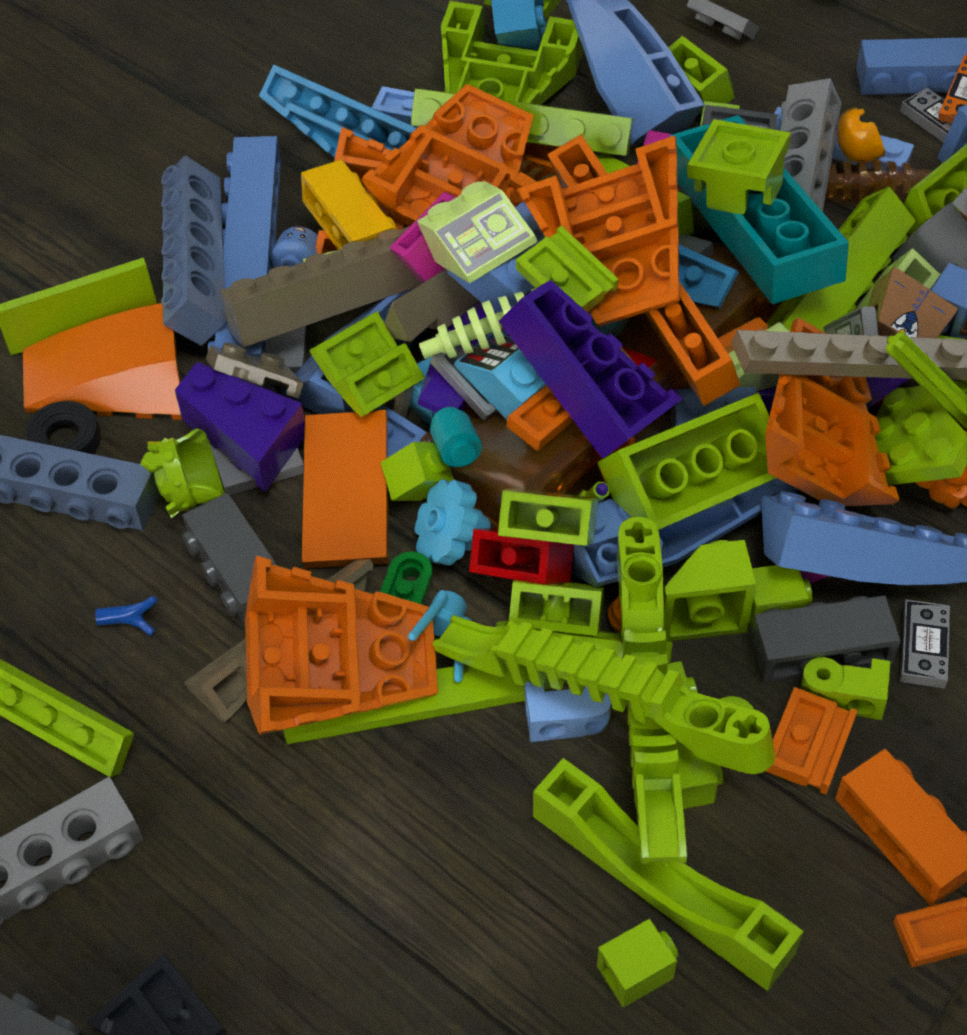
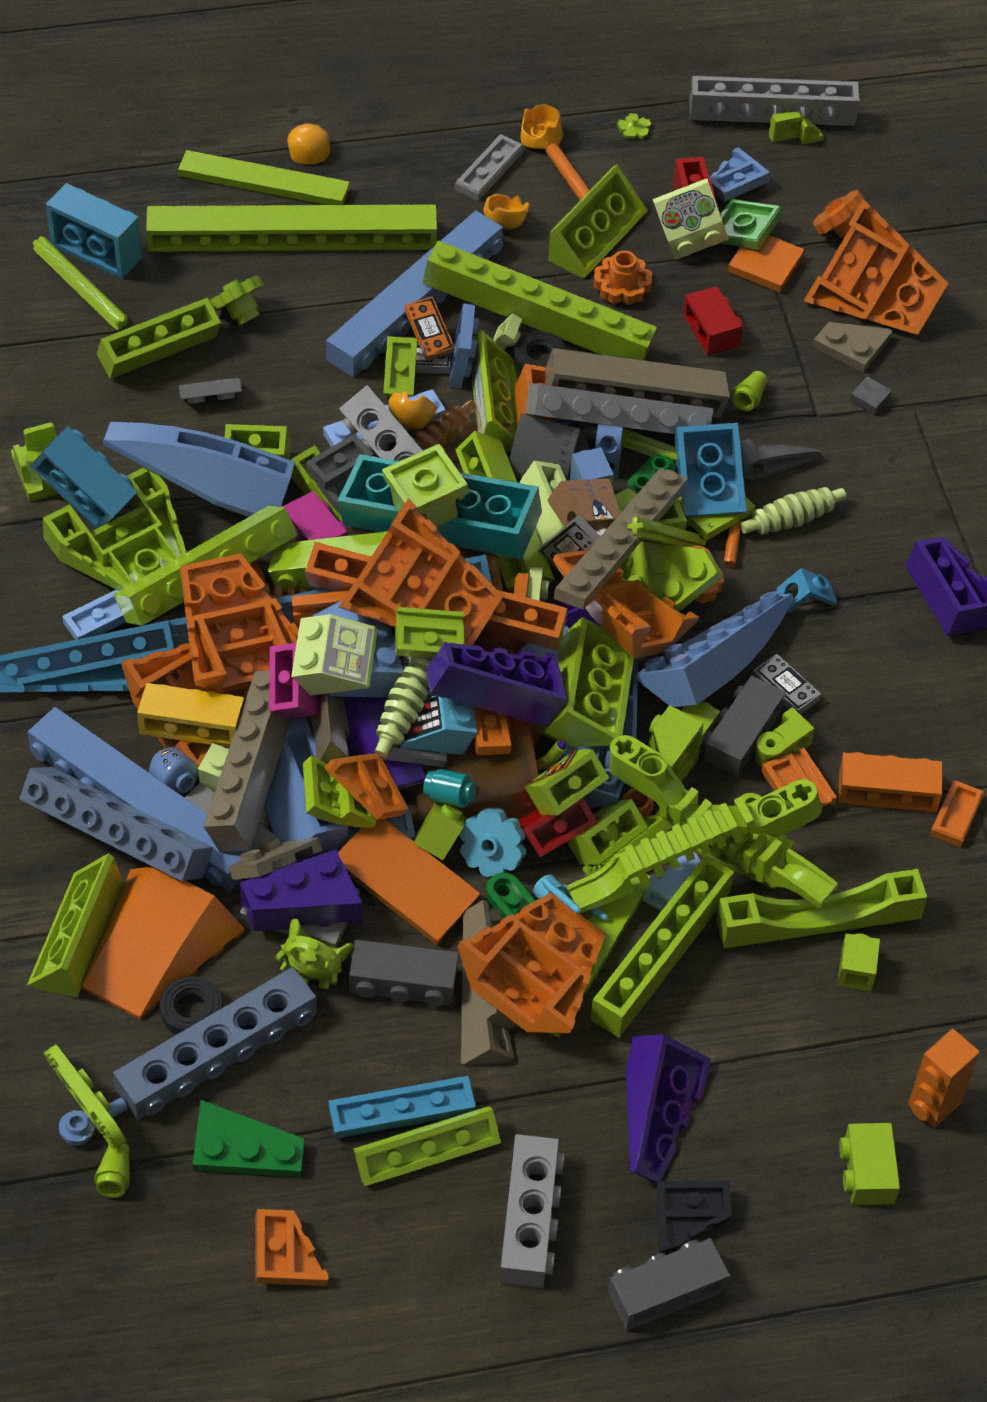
camera: 55 degrees left, 0 degrees up
(83, 664) = (401, 1107): none -> dark azure plate
(127, 614) = (385, 1058): blue bar -> none
(283, 884) = (661, 1088): none -> dark purple wedge
(392, 374) = (369, 784): none -> orange wing
(465, 750) = (661, 946): none -> lime brick
(904, 105) = (400, 365): none -> lime plate

